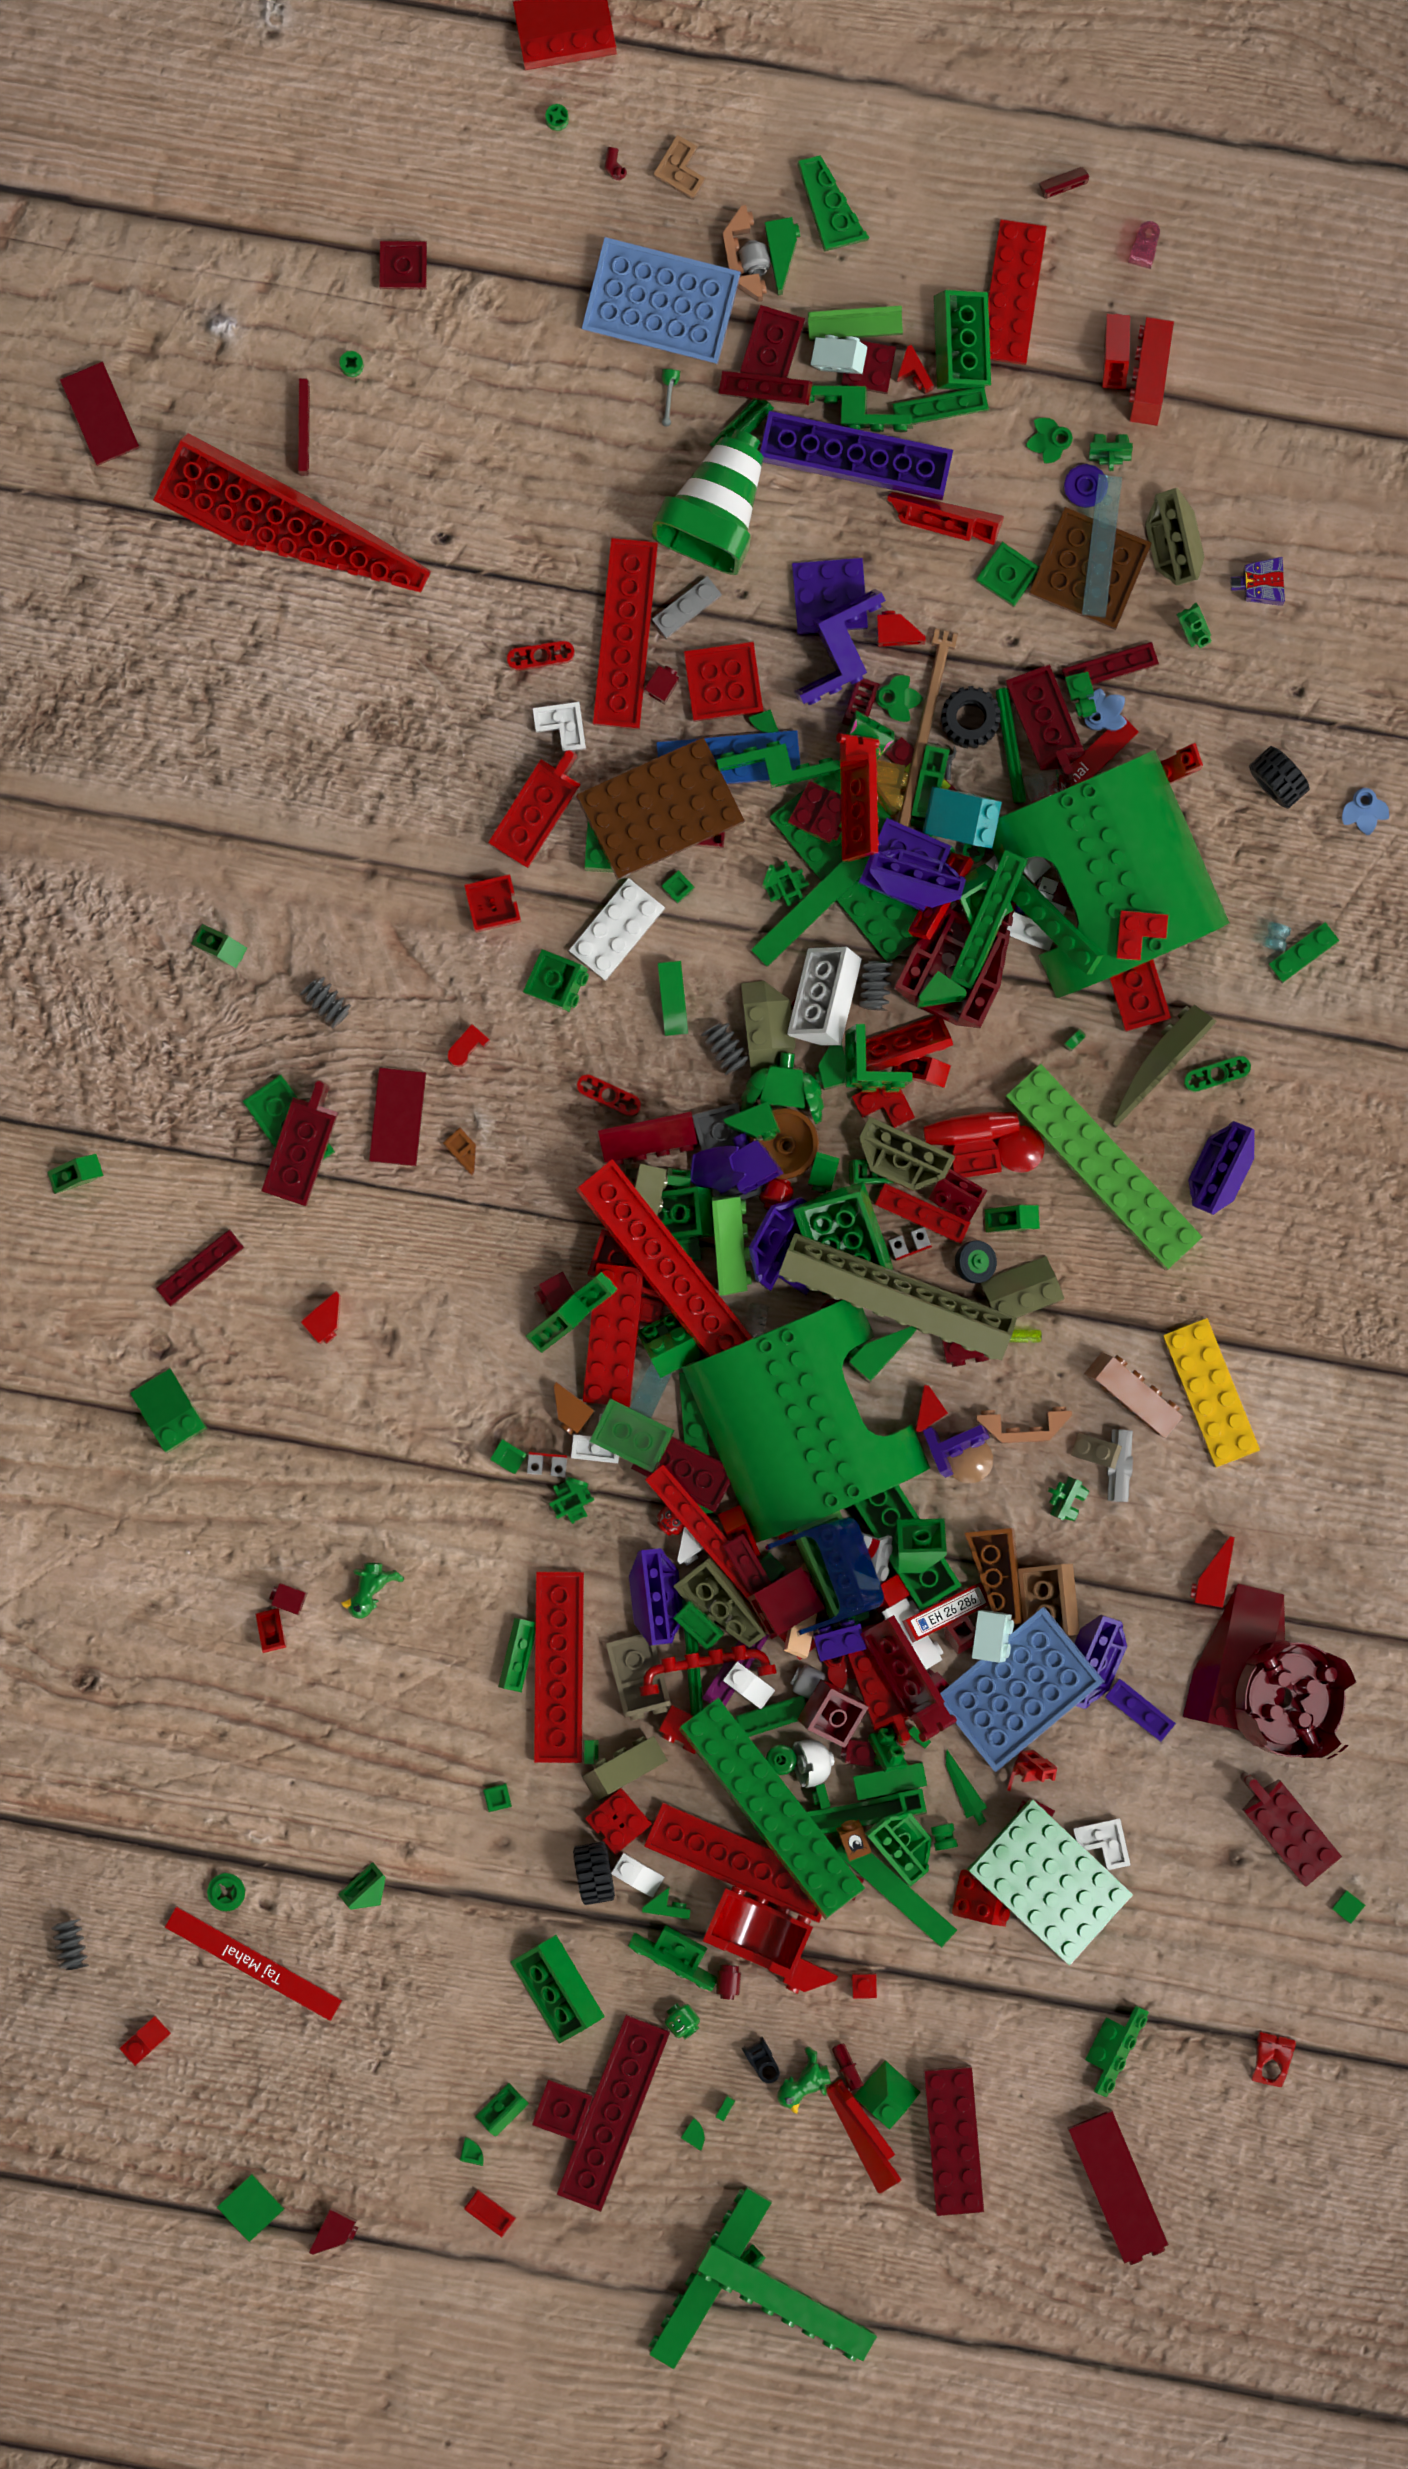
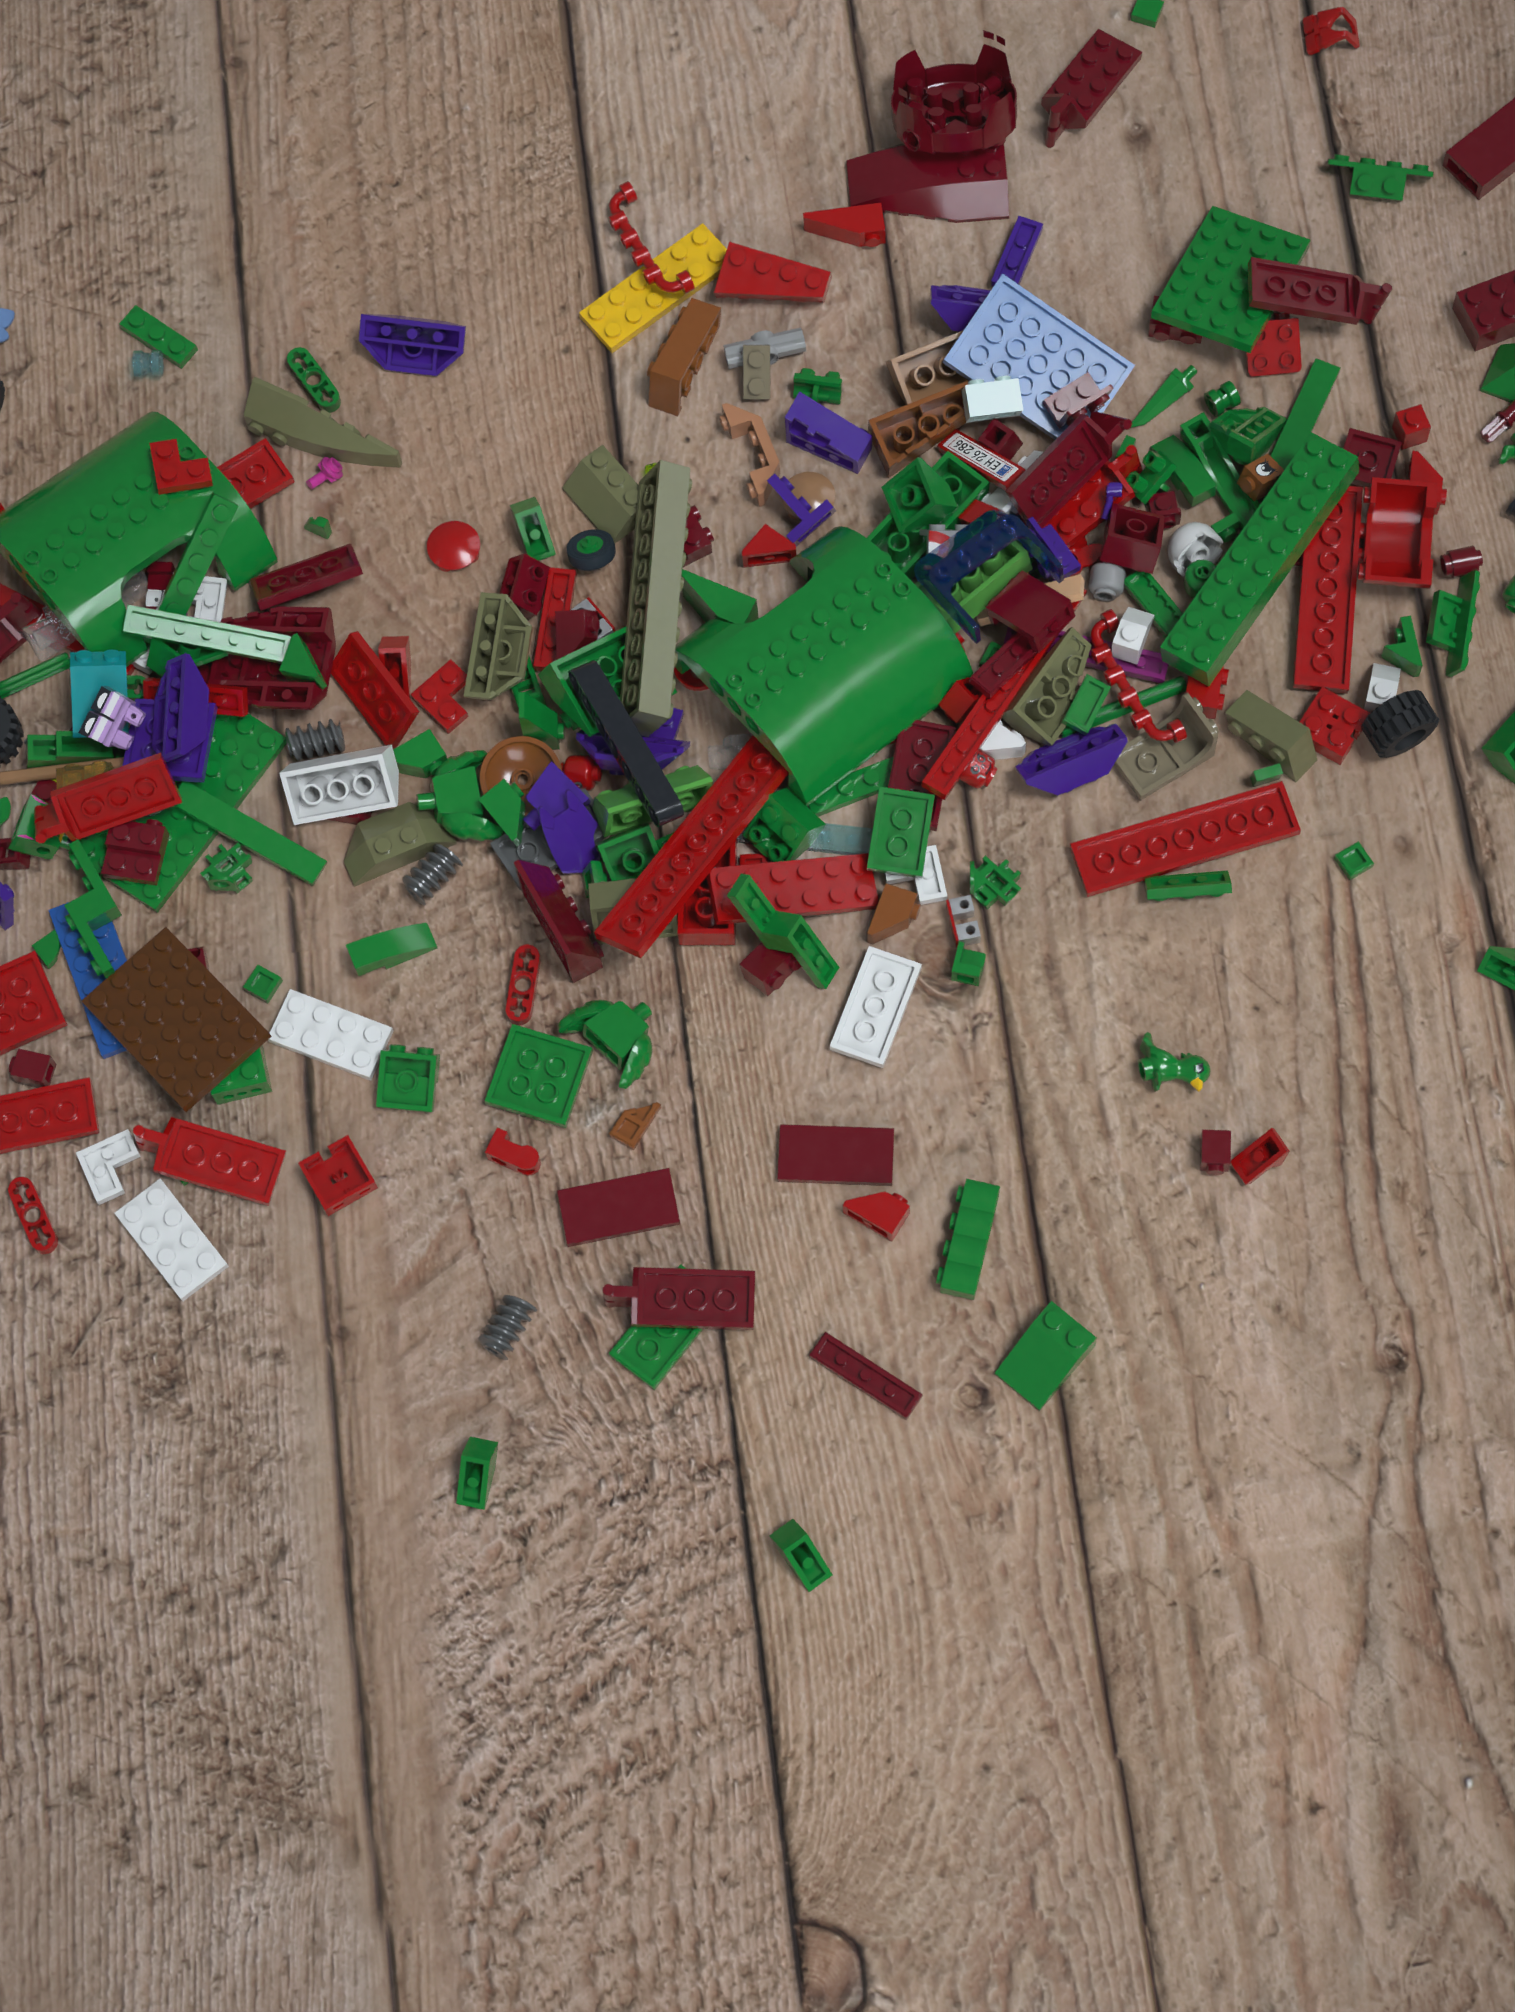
camera: 105 degrees left, 15 degrees down
(280, 1382) = (969, 1240): none -> green brick
(385, 1300) = (836, 1155): none -> dark red tile
(485, 759) = (171, 1239): none -> white plate
(496, 1371) = (875, 1007): none -> white plate
(526, 1085) = (539, 1076): none -> green plate
(539, 1157) = (616, 1033): none -> green torso
(768, 1232) = (626, 743): none -> black beam
(847, 1939) = (1375, 455): none -> dark red plate
(855, 1066) = (412, 714): green bracket -> none
(877, 1710) = (1113, 489): none -> dark purple hand
(898, 1224) = (575, 630): none -> dark red slope
(933, 819) = (105, 729): none -> lavender hips
(971, 1709) = (1076, 399): none -> bracket
(973, 1140) = (456, 592): red plate -> none
(1008, 1940) = (1313, 292): none -> dark red hinge
(1016, 1493) = (826, 434): none -> dark purple wedge
(1026, 1017) = (306, 576): none -> dark red tile
(1032, 1768) = (1117, 332): red piece -> none
(1103, 1167) = (447, 456): bright green brick -> none
(1108, 1836) = (1163, 244): white plate -> none
(1126, 1064) = (330, 471): none -> dark pink plate
(1182, 1490) = (765, 276): none -> red wedge
(1240, 1386) = (641, 254): none -> red bar

